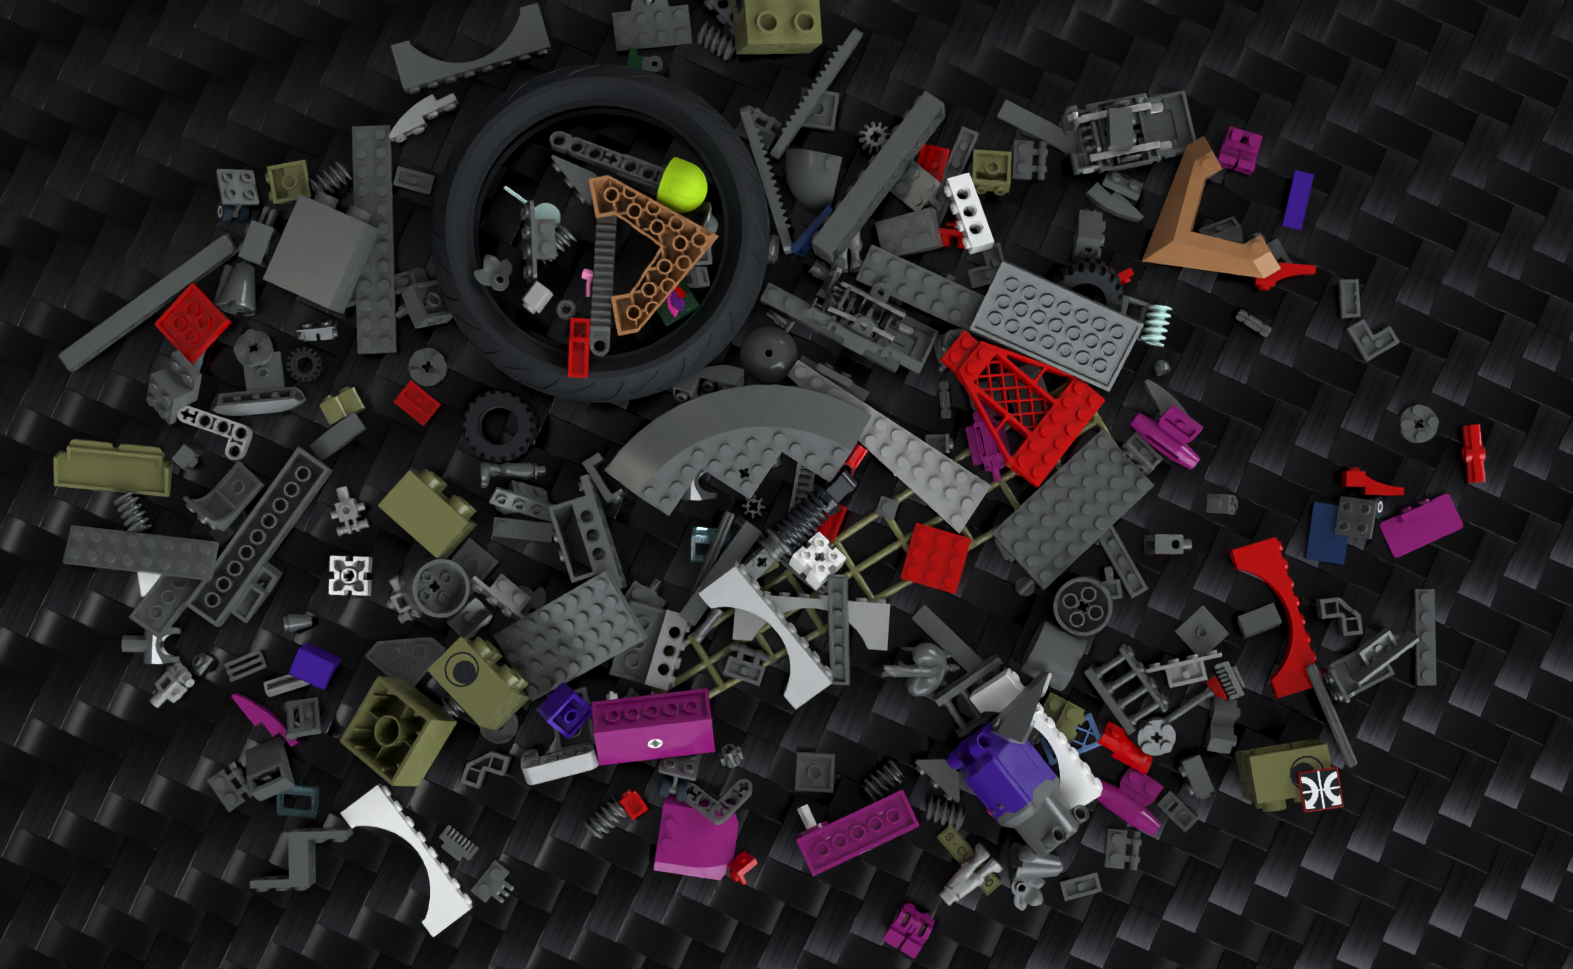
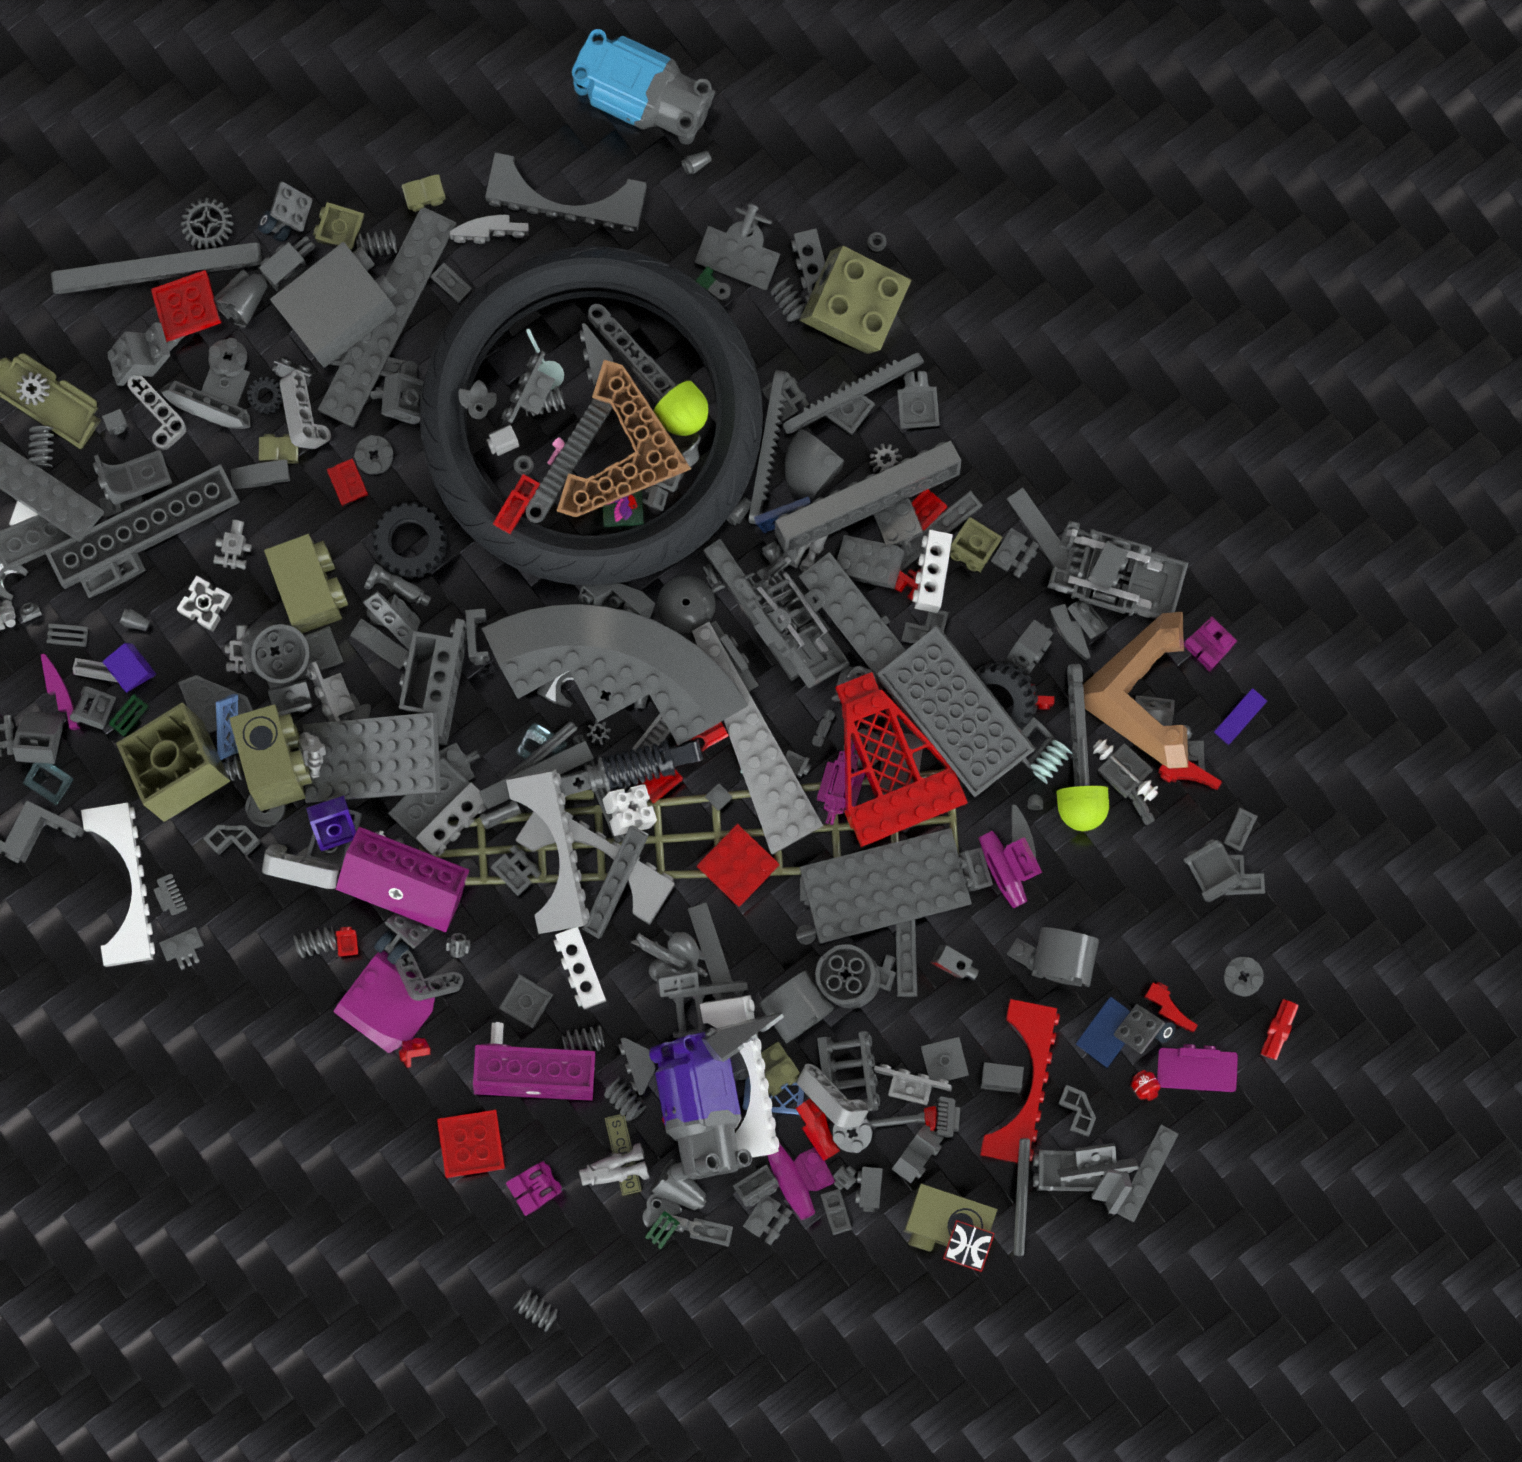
camera: 30 degrees right, 5 degrees down
(93, 460) = (36, 382): none -> light grey gear
(178, 239) = (214, 223): none -> dark grey gear
(329, 707) = (139, 702): none -> dark green tile
(343, 366) = (299, 414): none -> light grey beam
(347, 113) = (424, 192): none -> olive brick
(420, 672) = (221, 722): none -> medium blue window
(514, 658) = (312, 752): none -> light grey piece
(833, 920) = (471, 1144): none -> red plate
(872, 735) = (595, 995): none -> white brick
(876, 72) = (917, 402): none -> dark grey plate
(940, 691) = (677, 983): none -> dark grey hinge
(1037, 916) = (656, 1238): none -> dark green tile
(1051, 895) = (687, 1225): none -> dark grey plate
(1098, 826) = (756, 1186): none -> dark grey bracket
(1124, 720) = (830, 1100): none -> light grey beam
(1170, 779) = (845, 1178): none -> dark grey gear
(1207, 350) = (1083, 805): none -> piece
(1224, 299) = (1125, 770): none -> dark grey plate
(1261, 489) = (1065, 956): none -> dark grey brick
(1346, 345) = (1213, 870): none -> dark grey panel
(1385, 562) = (1145, 1085): none -> red head
(1407, 667) = (1113, 1189): none -> dark grey panel

